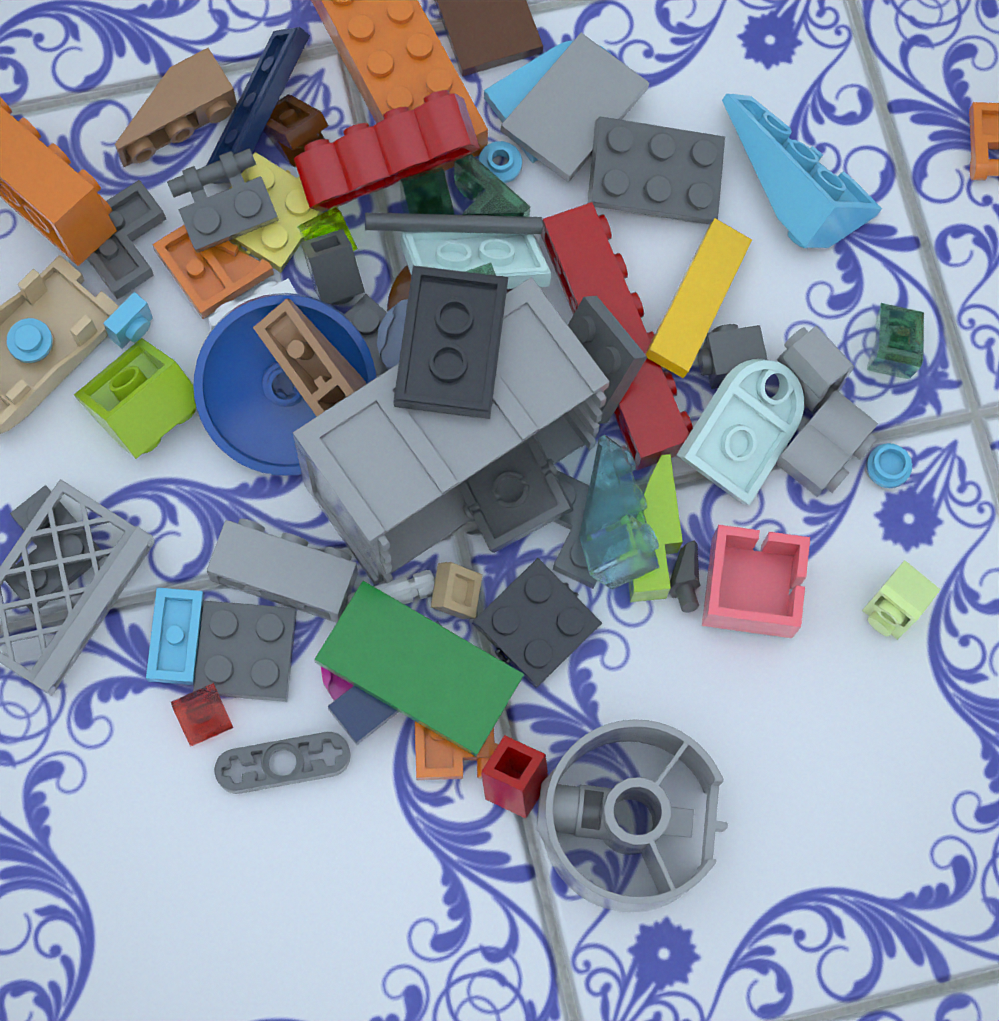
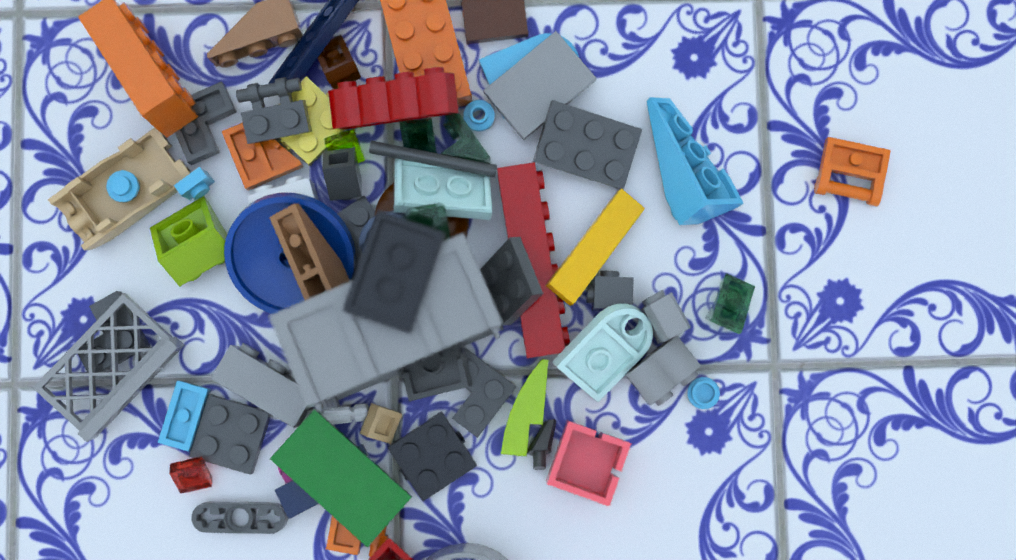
camera: 20 degrees right, 10 degrees up
(614, 526) = (496, 407): clear light blue slope -> none
(900, 601) = (687, 496): yellowish green slope -> none

